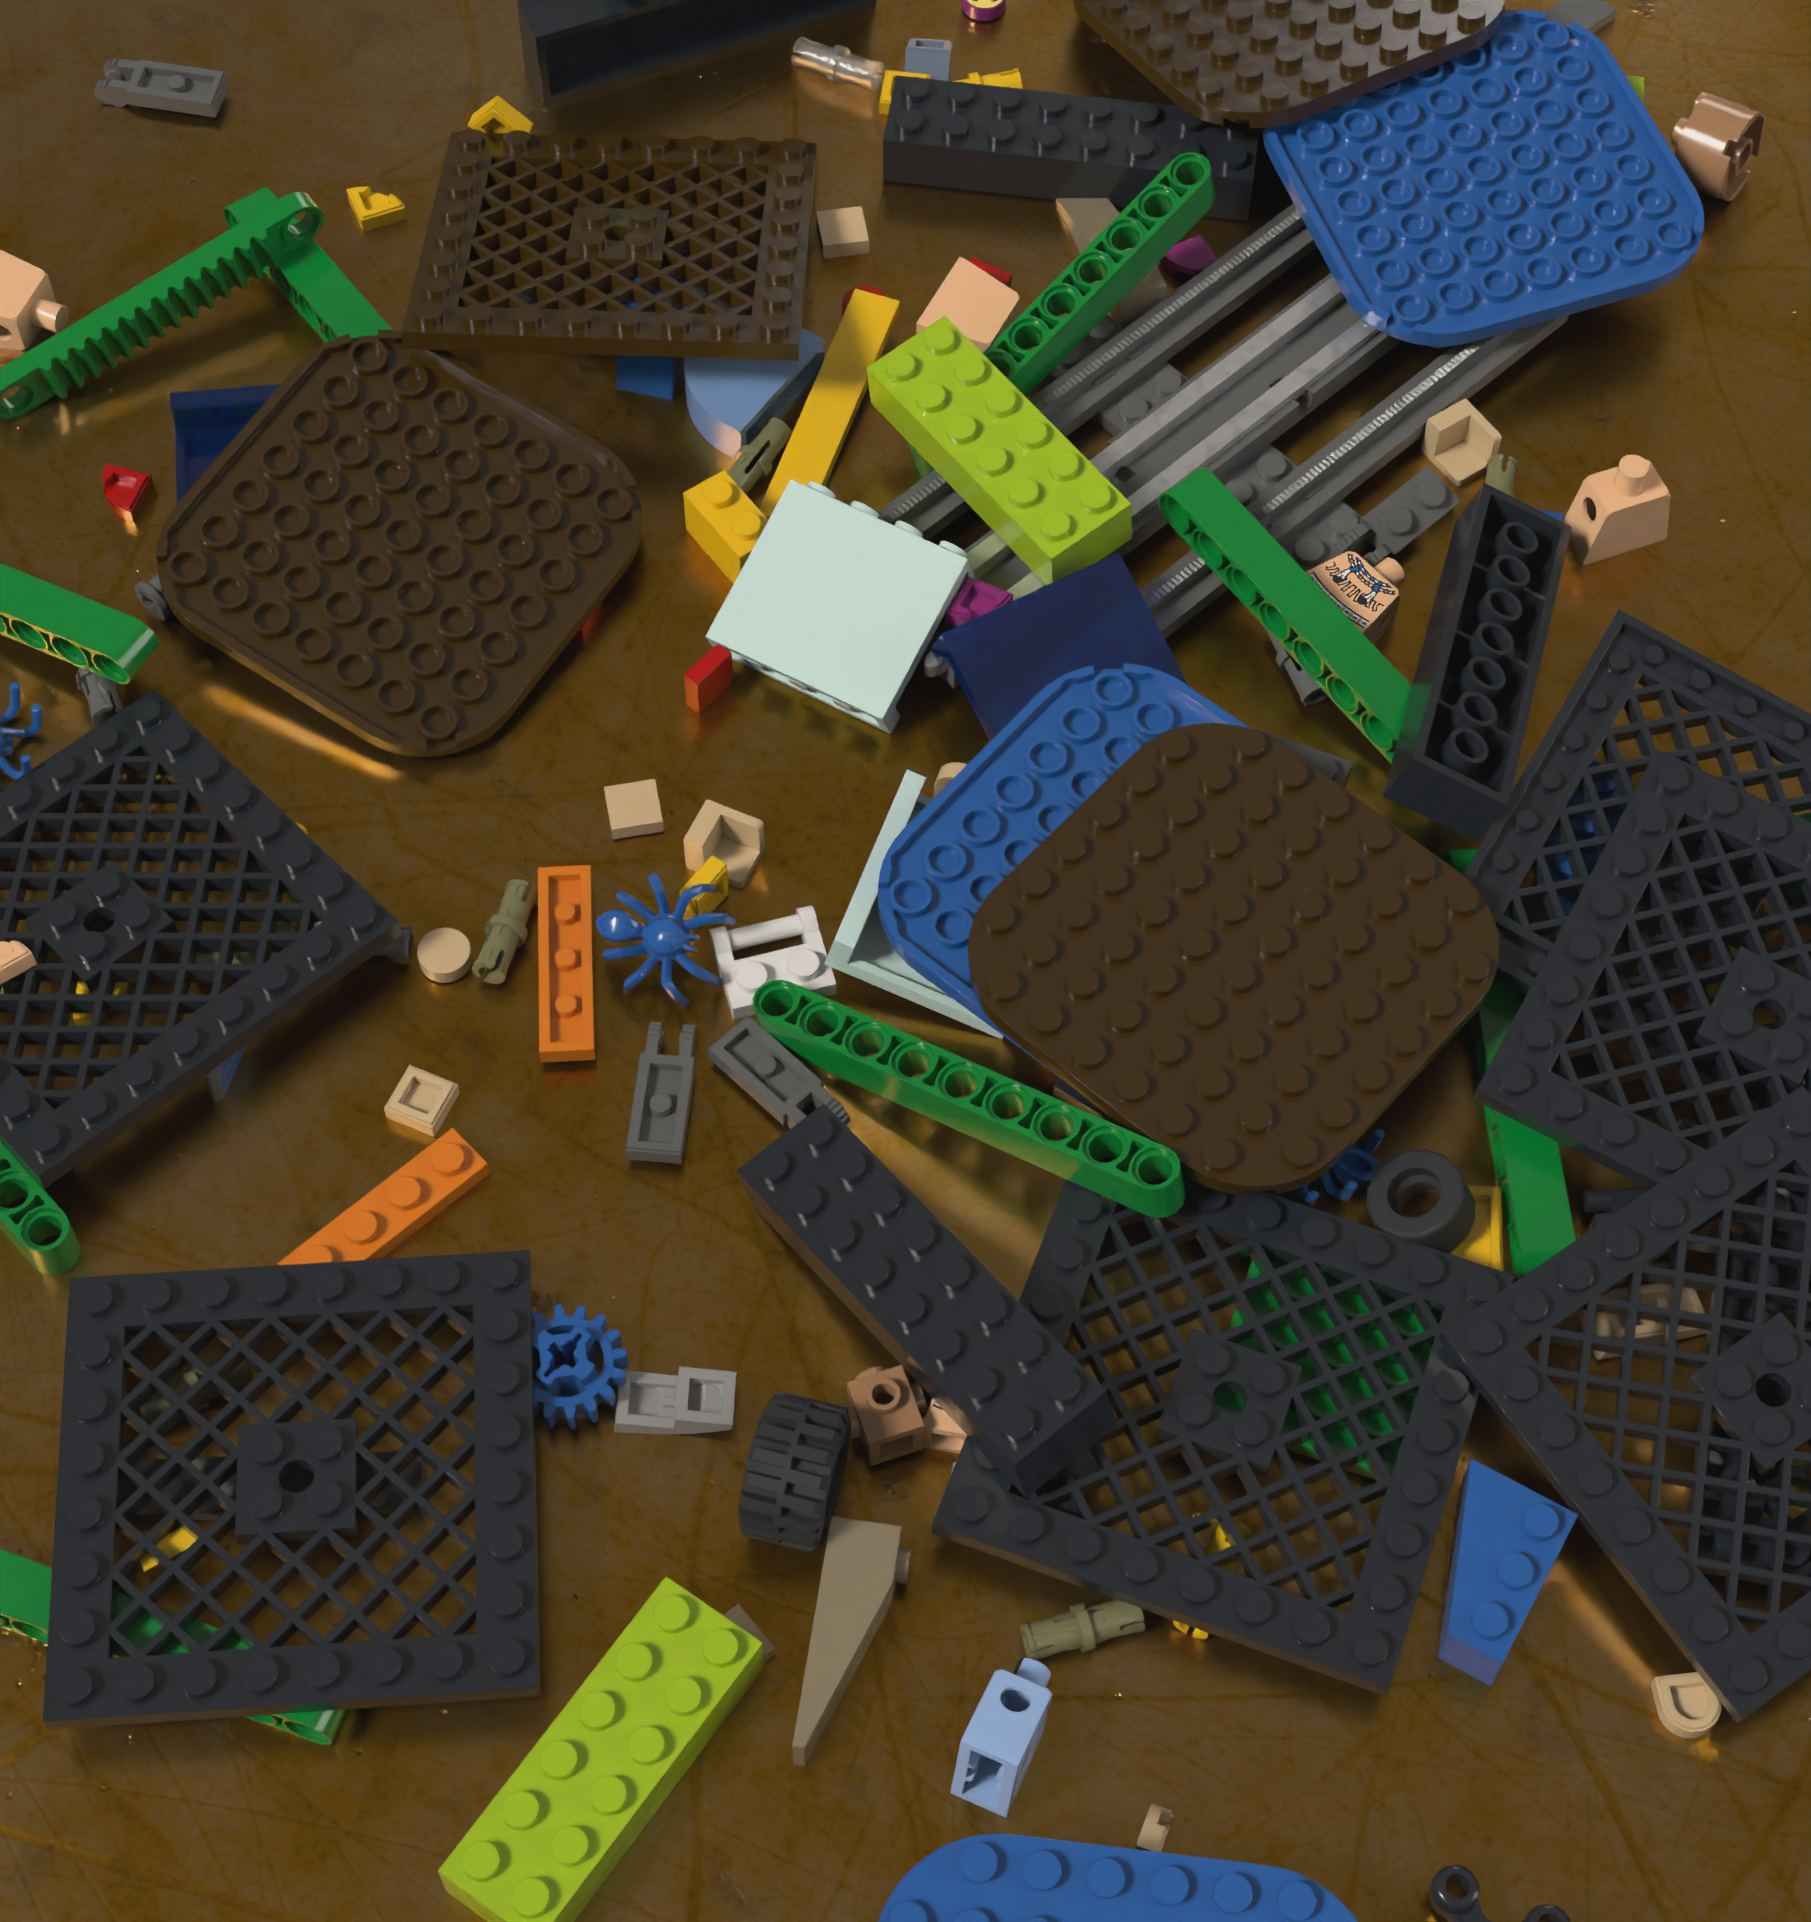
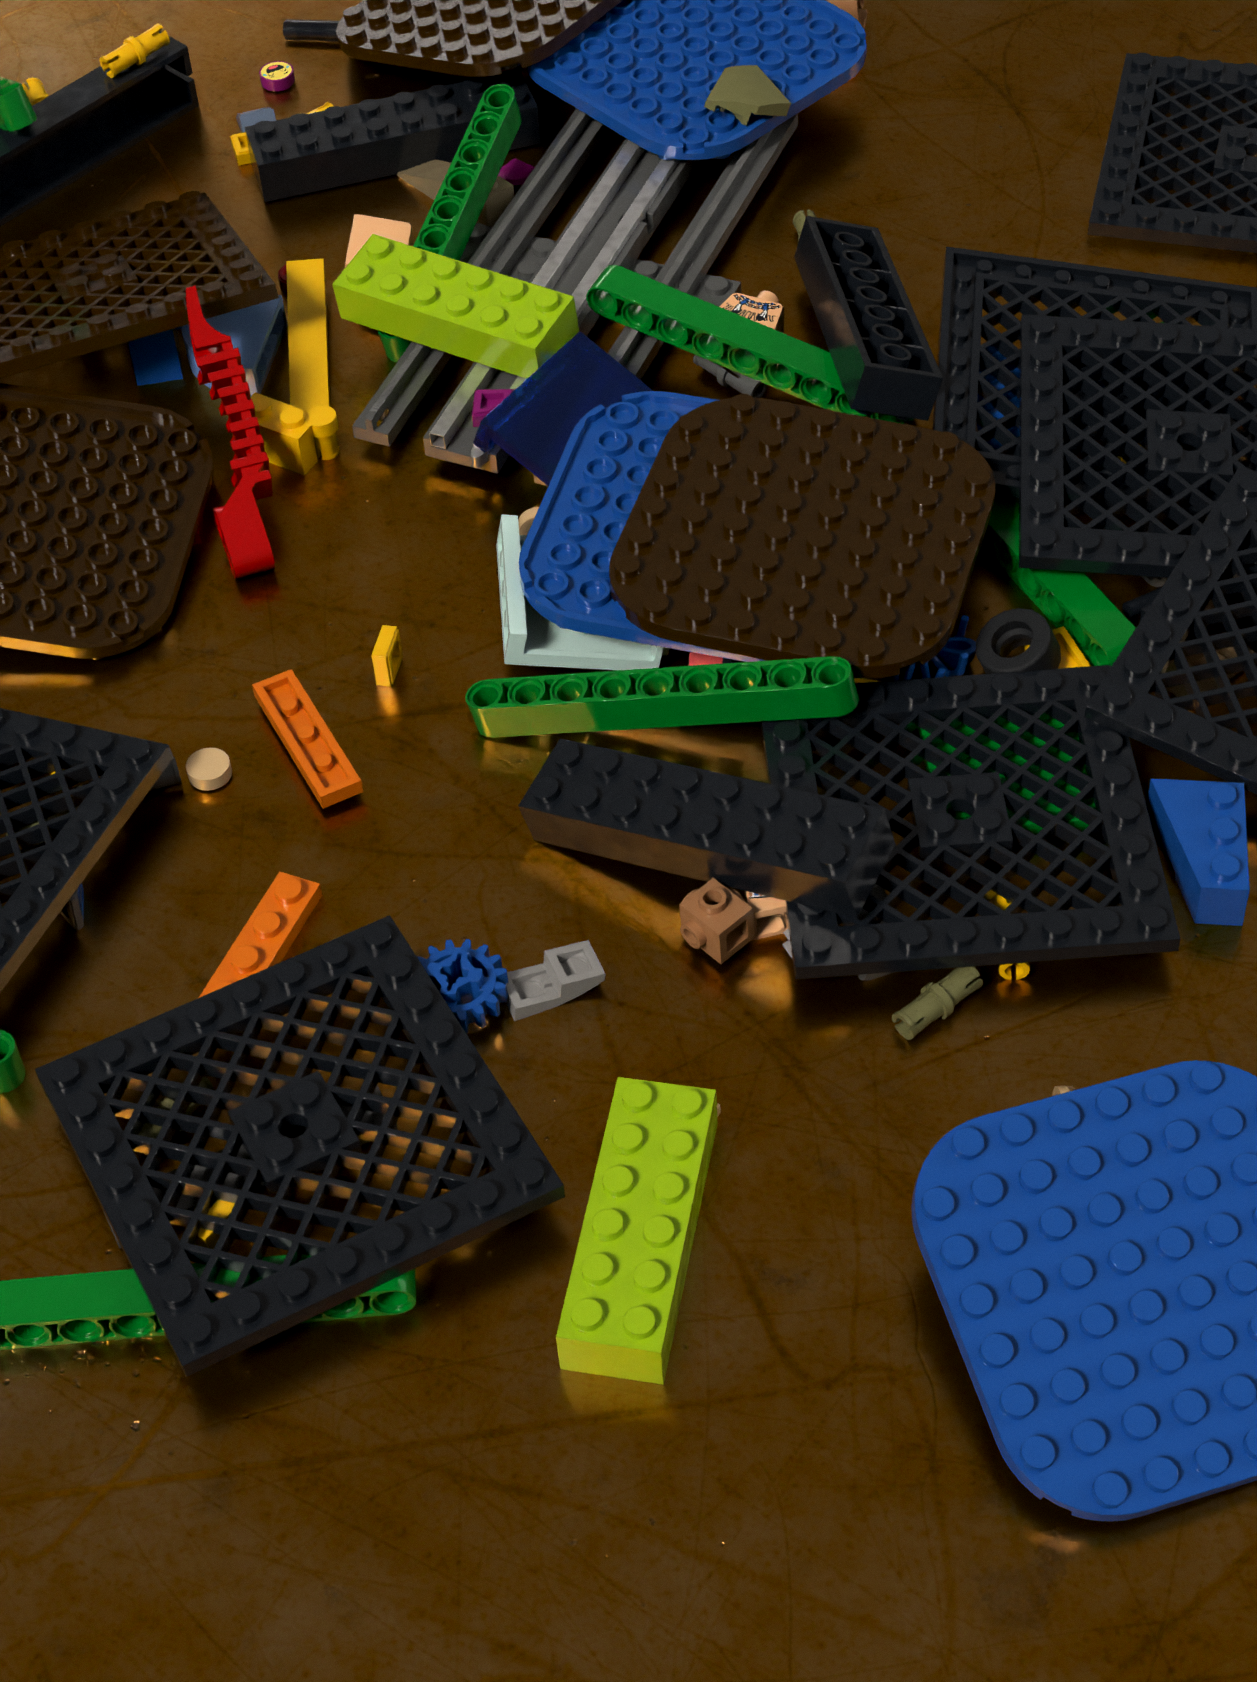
camera: 20 degrees left, 10 degrees down
(421, 1100) = (244, 866): tan tile -> none
(505, 931) = (249, 735): olive pin -> none
(628, 638) = (239, 518): none -> red piece
(633, 809) = (301, 628): tan tile -> none
(662, 1098) = (430, 794): dark grey hinge -> none
(663, 937) = (375, 688): blue animal -> none
(708, 678) = (313, 527): red tile -> none
(727, 836) = (383, 609): tan panel -> none
(768, 441) = (273, 375): olive pin -> none
(771, 1073) = (499, 749): dark grey hinge -> none
(794, 1471) = (675, 972): black tyre -> none
(795, 964) = (449, 701): white plate -> none
(838, 63) = (192, 142): clear pin -> none
(839, 602) = (387, 443): light aqua panel -> none
(842, 232) = (258, 237): tan tile -> none
(853, 1598) = (757, 1038): dark tan slope -> none
(1003, 1736) = (925, 1063): light blue torso -> none
(1402, 516) = (755, 267): dark grey hinge -> none
(1460, 442) = (768, 214): tan panel -> none
(1501, 273) = (747, 91): none -> olive slope
(1618, 511) = (904, 209): light nougat torso -> none

